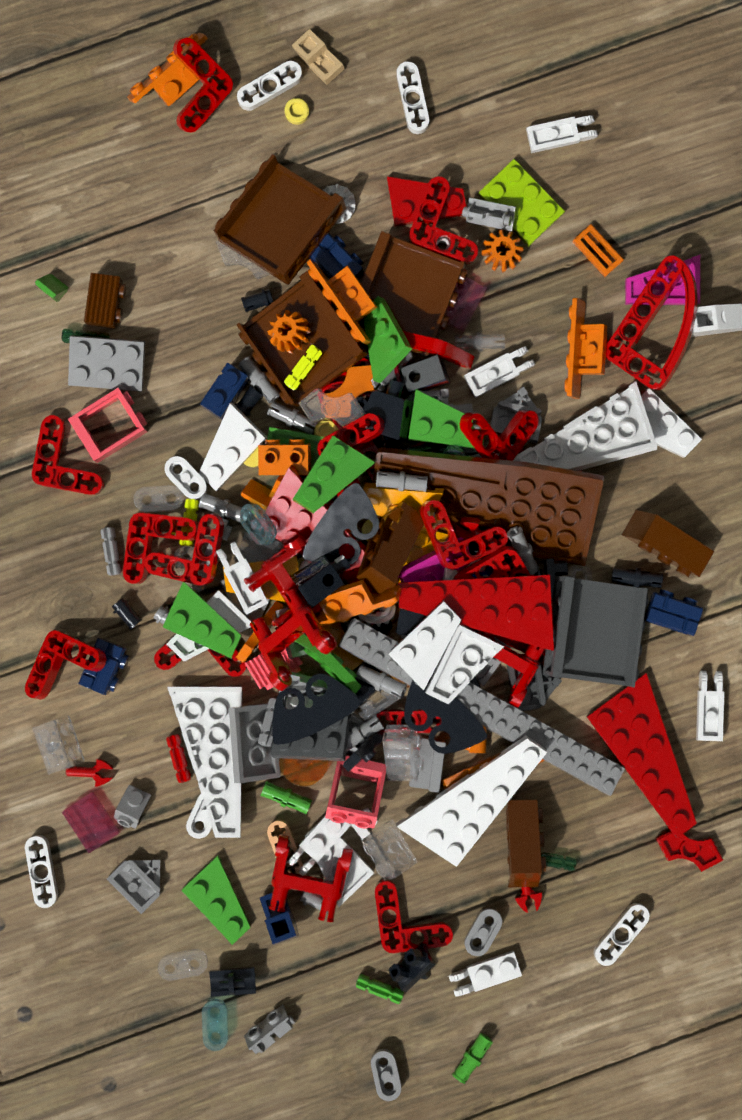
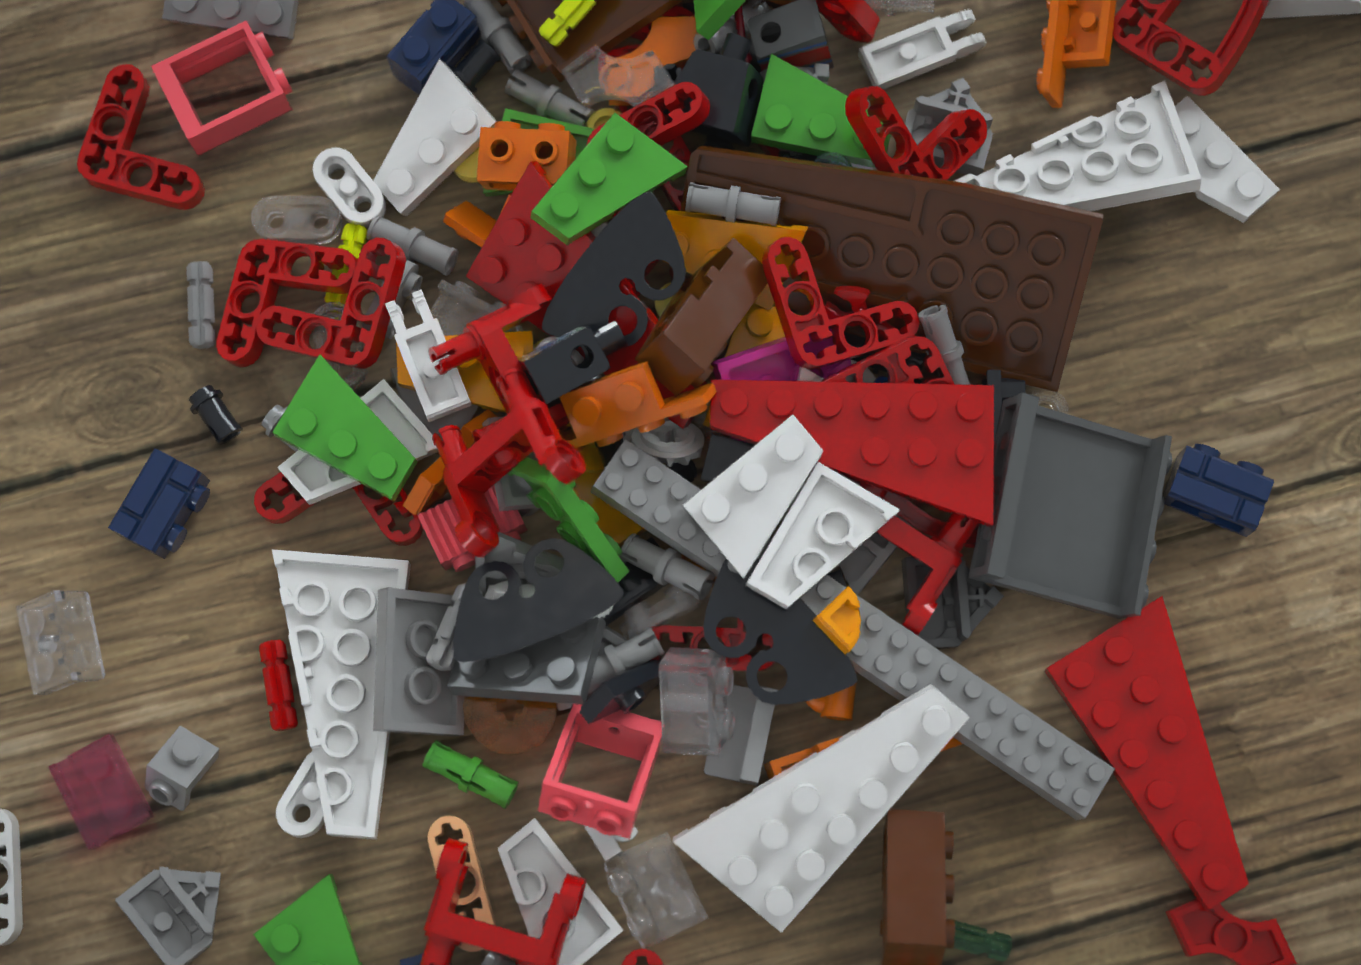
camera: 10 degrees right, 10 degrees down
(57, 654) = (77, 477): red beam -> none
(91, 772) = (115, 698): red bar -> none
(258, 524) = (466, 265): clear light blue plate -> none
(318, 842) = (524, 859): white hinge -> none
(476, 706) = (841, 620): none -> light orange tile
(637, 577) = (1152, 421): black pin -> none
(668, 543) = (1213, 361): reddish brown wedge -> none
(710, 708) = (1280, 672): white hinge -> none

